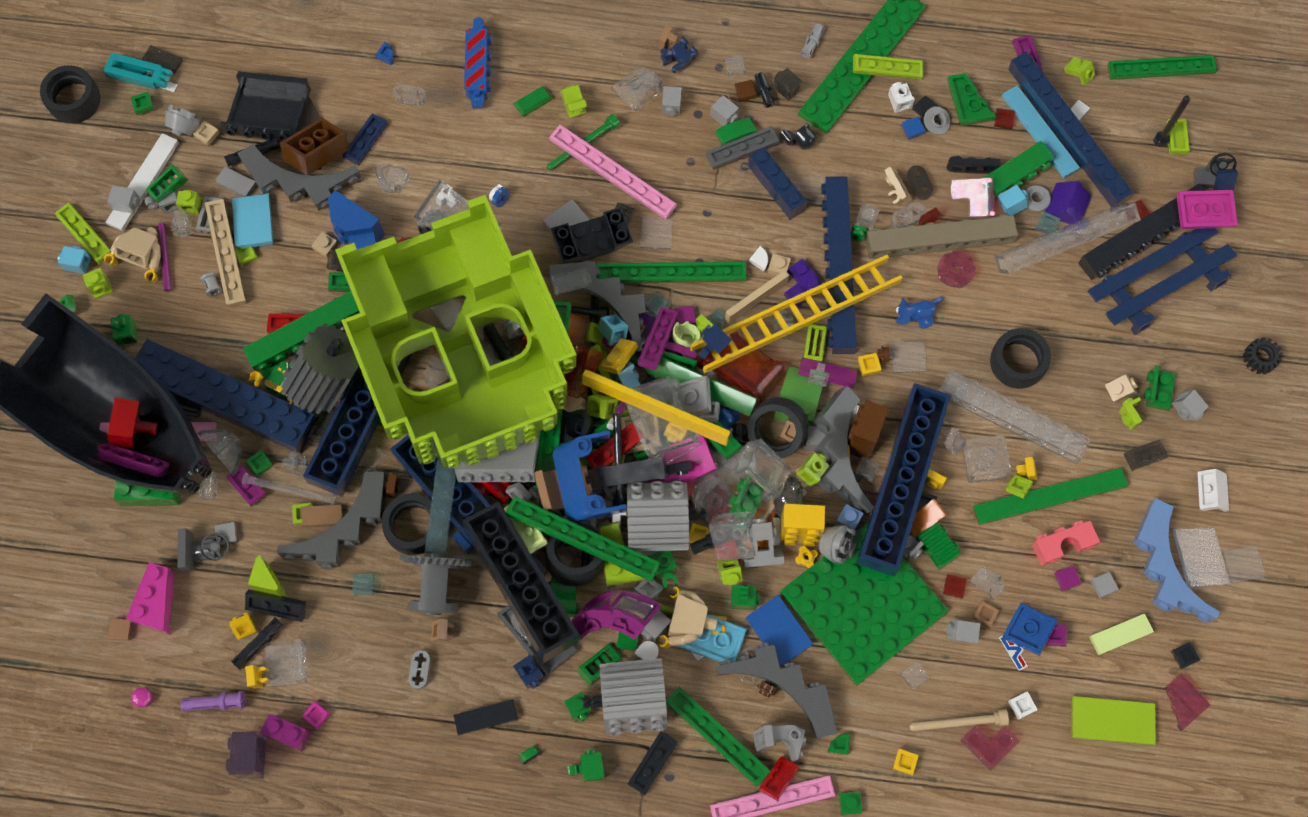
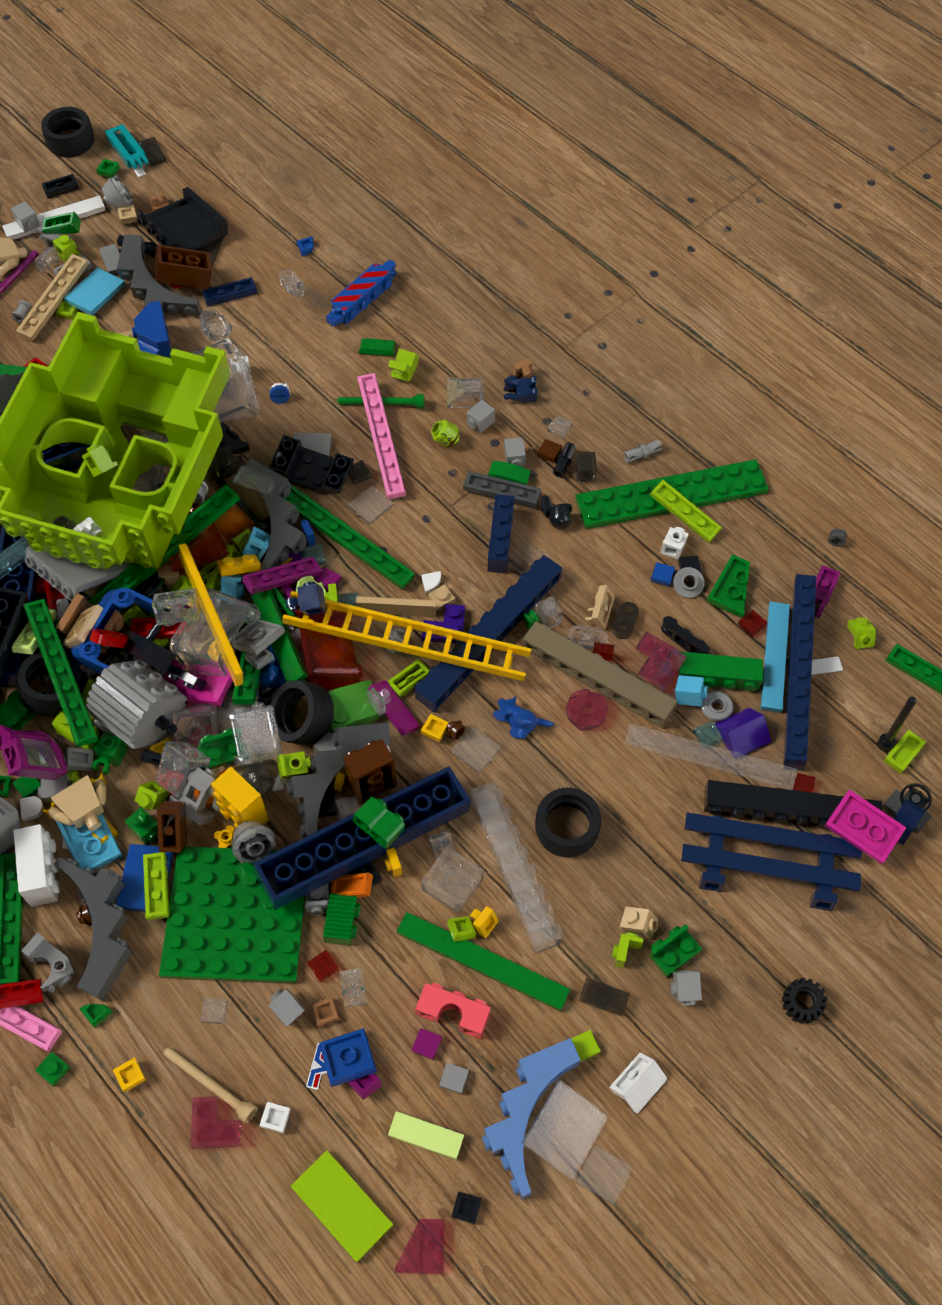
camera: 40 degrees right, 10 degrees down
(117, 150) = (60, 186): none -> black tile
(221, 104) = (158, 202): none -> medium nougat tile
(460, 357) = (98, 459): none -> lime brick
(484, 424) = (64, 521): none -> clear smoke plate
(503, 417) = (89, 527): none -> white tile
(566, 492) = (82, 626): none -> tan tile
(597, 485) = (108, 638): none -> red beam
(629, 421) = (175, 601): none -> clear brick
(633, 289) = (308, 532): none -> blue tile
(660, 134) = (445, 433): none -> lime head
(703, 685) = (36, 865): none -> white brick
(769, 580) = (172, 826): none -> reddish brown brick
(795, 629) = (156, 886): none -> lime tile
(849, 517) = (288, 832): medium blue brick -> none
(914, 459) = (379, 822): none -> green brick
(1004, 9) = (837, 537): none -> dark grey bush
(1162, 493) = (585, 1045): none -> lime tile

